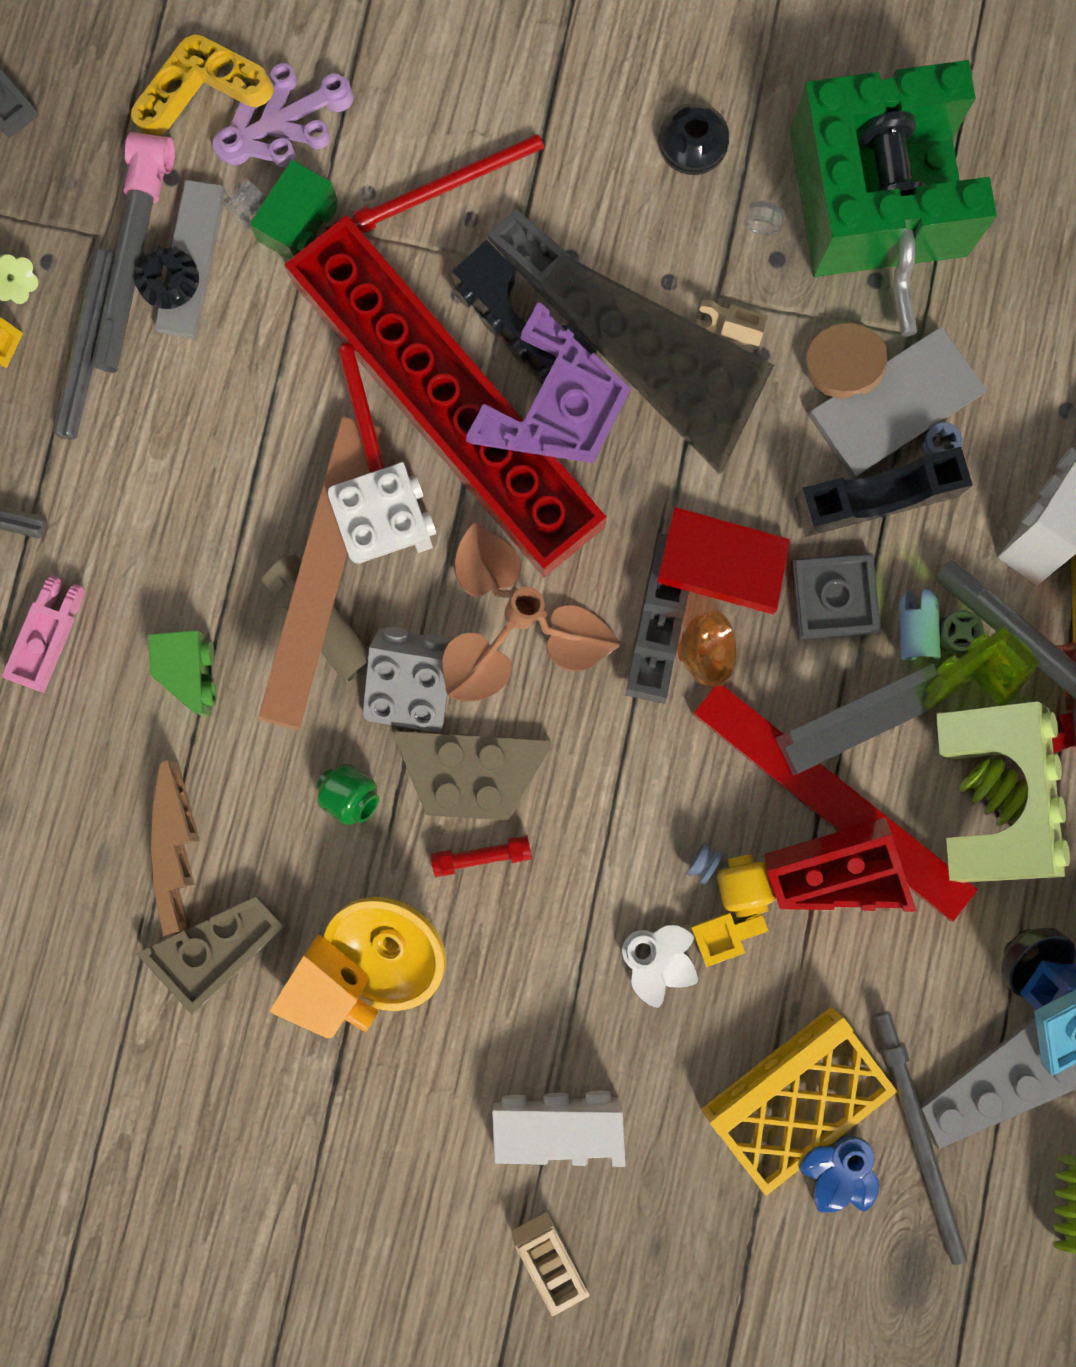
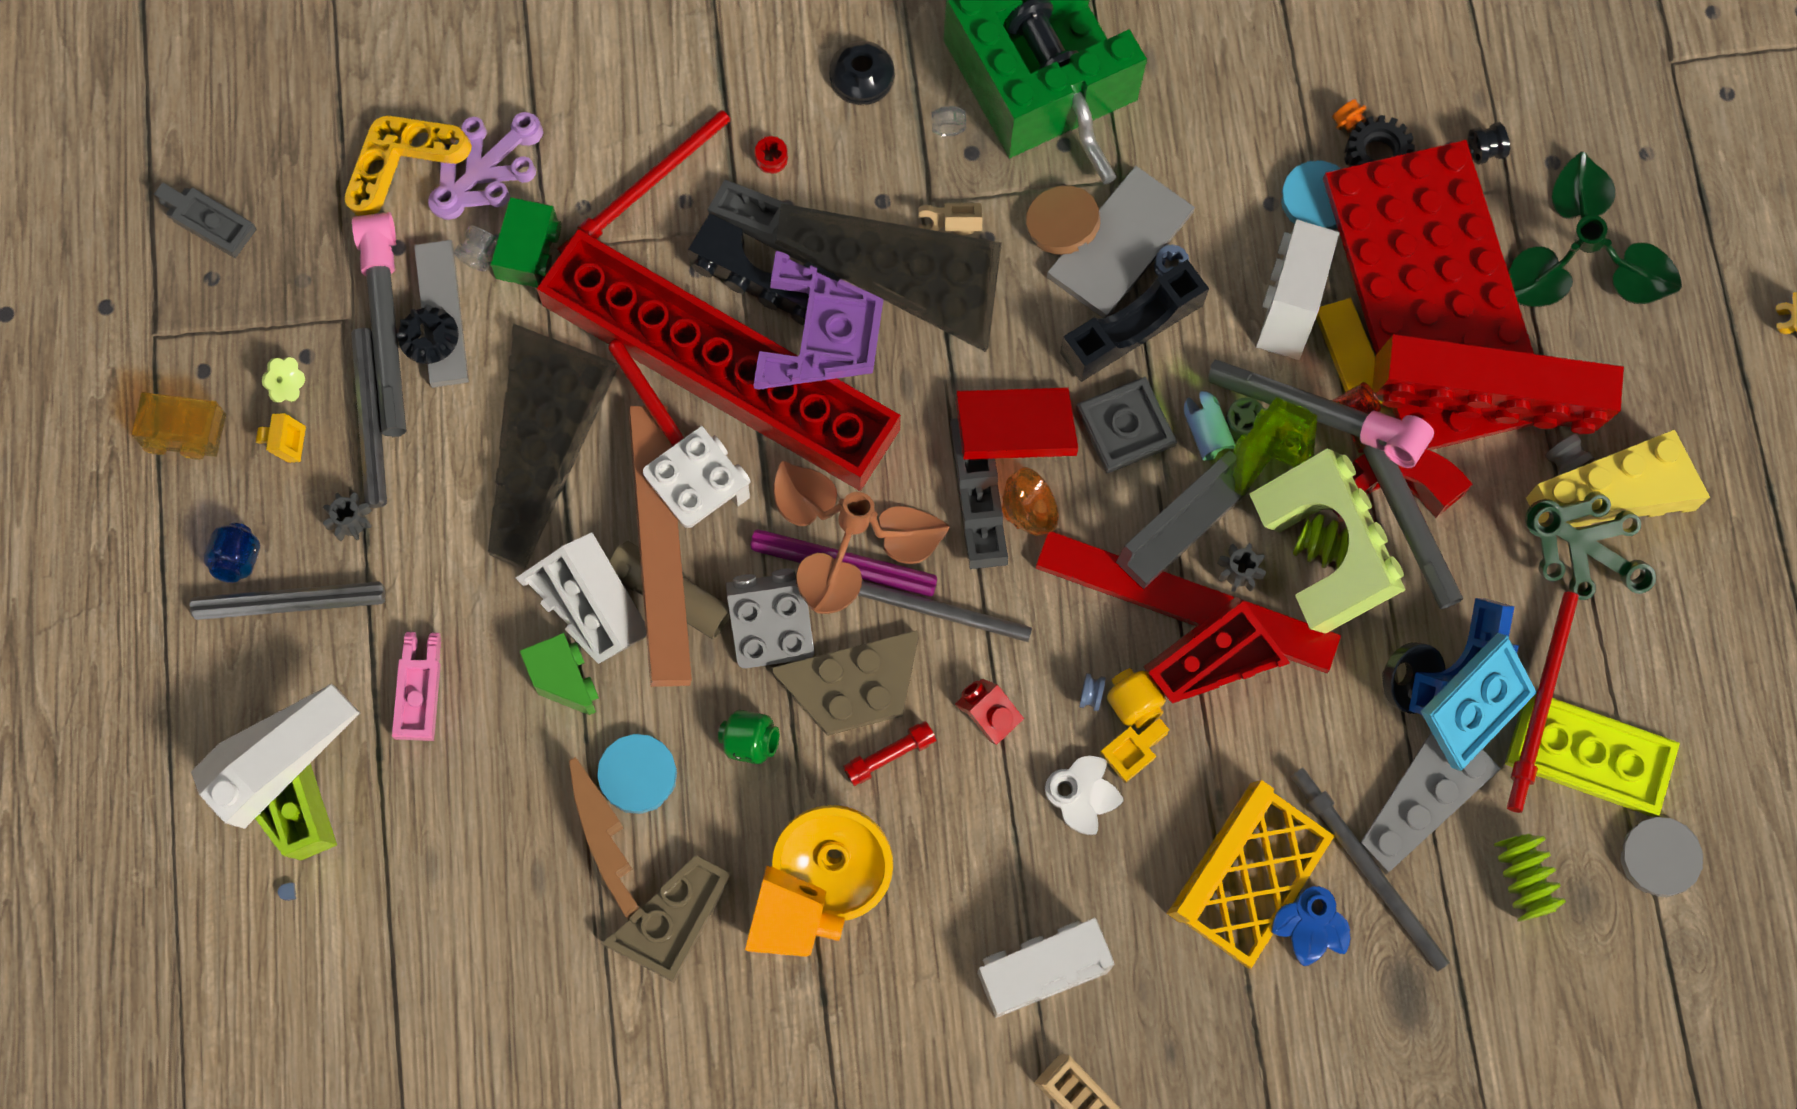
camera: 25 degrees left, 10 degrees down
(19, 434) = (345, 507): none -> dark grey gear
(228, 792) = (637, 773): none -> medium azure tile
(235, 603) = (588, 596): none -> white wedge
(252, 409) = (544, 423): none -> clear smoke wing
(520, 657) = (870, 568): none -> magenta axle
(572, 184) = (766, 144): none -> red bush
(586, 730) = (945, 611): none -> flat silver bar
(595, 846) = (989, 709): none -> bracket
(912, 784) = (1252, 571): none -> dark grey gear

